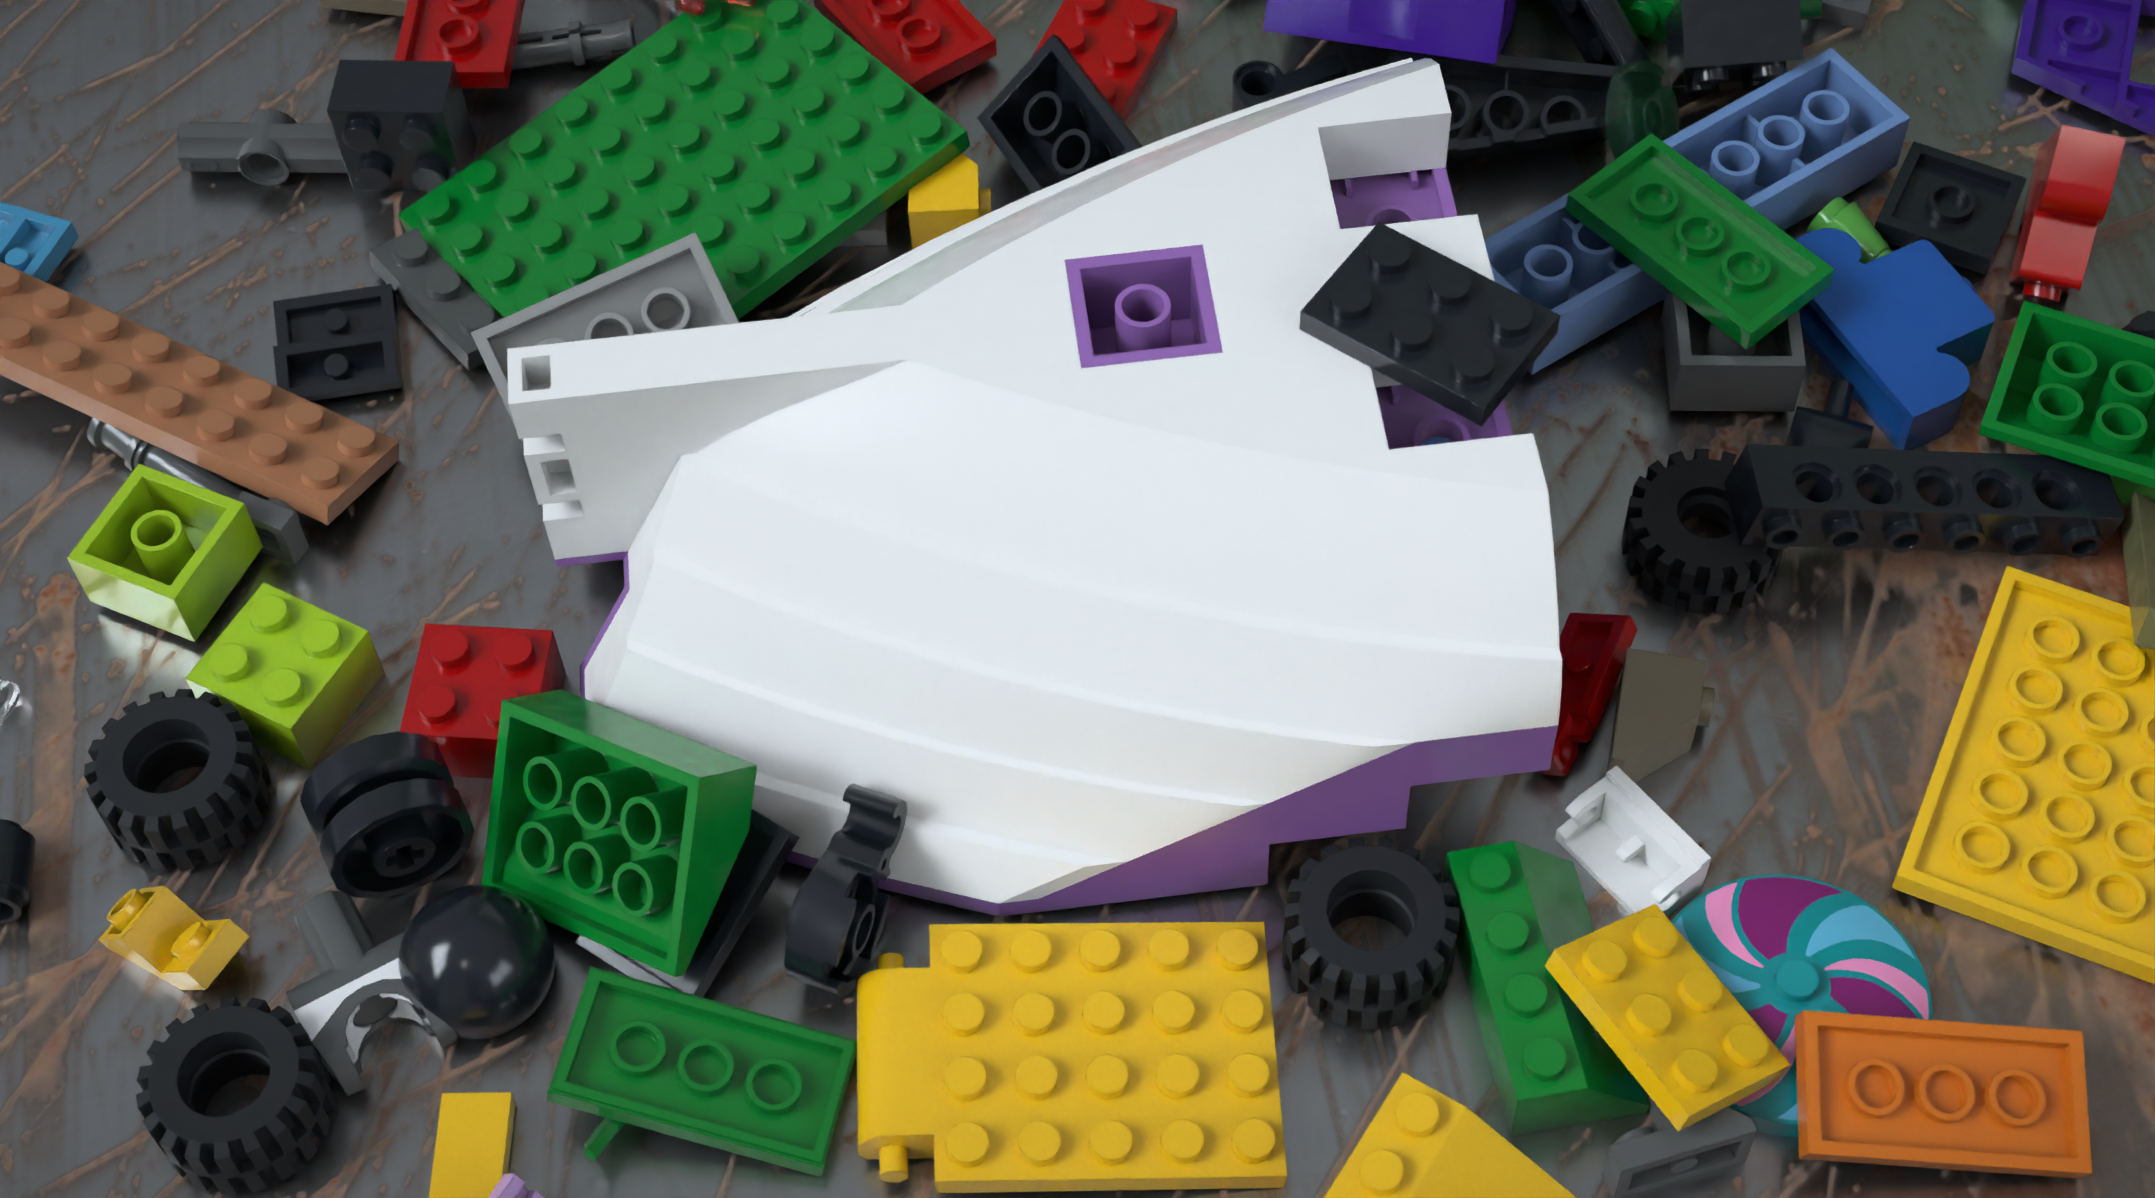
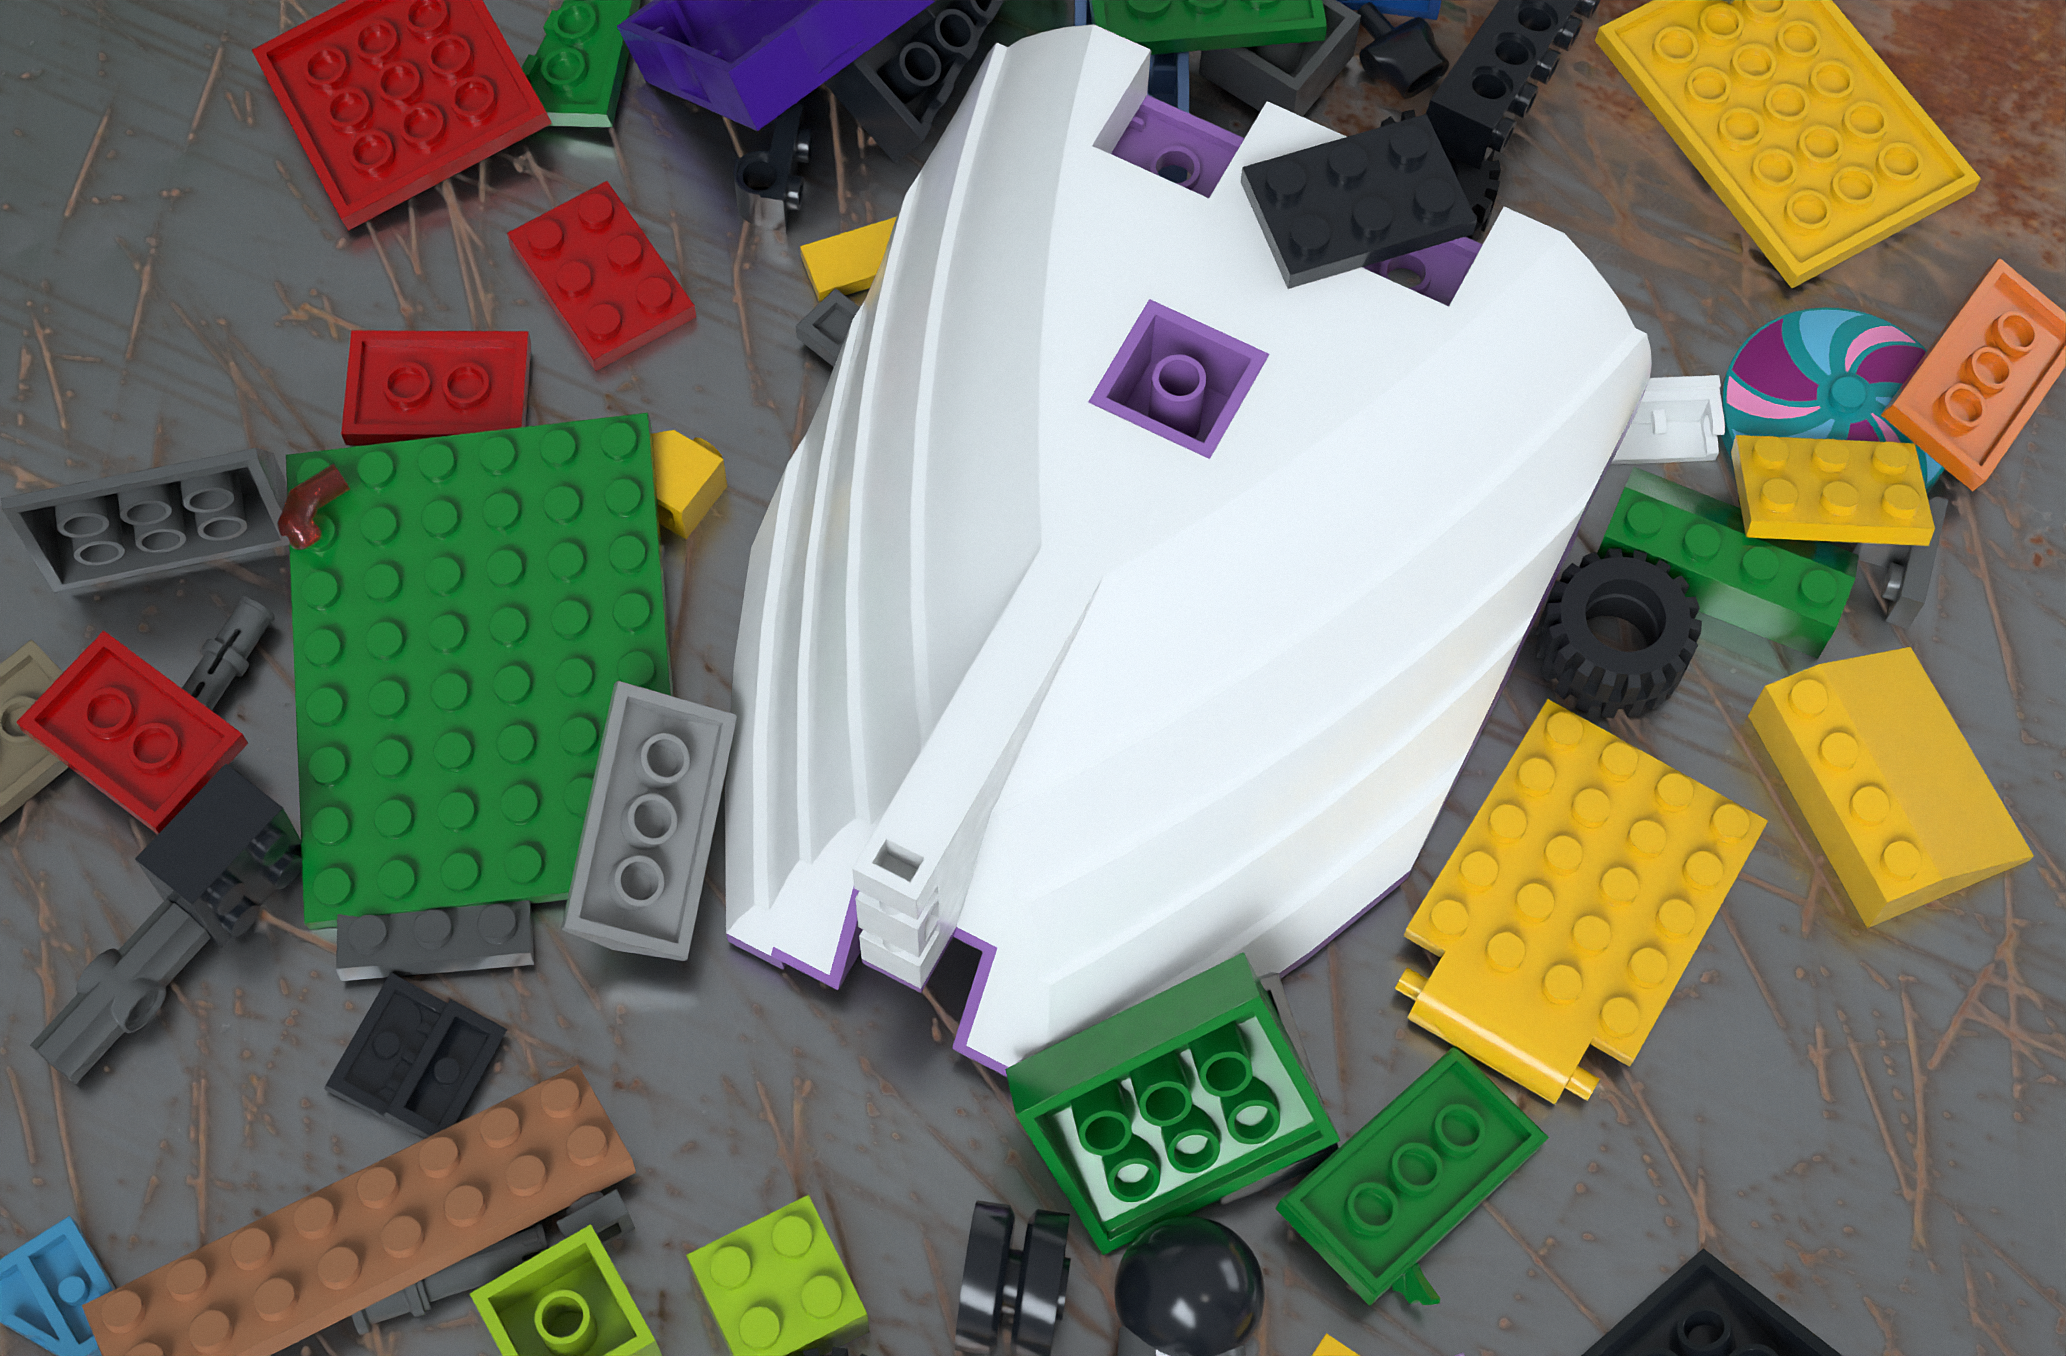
camera: 60 degrees left, 10 degrees up
(461, 686) = (931, 1144): red brick -> none
(839, 904) = (1351, 988): black piece -> none
(1055, 120) = (716, 347): black slope -> none

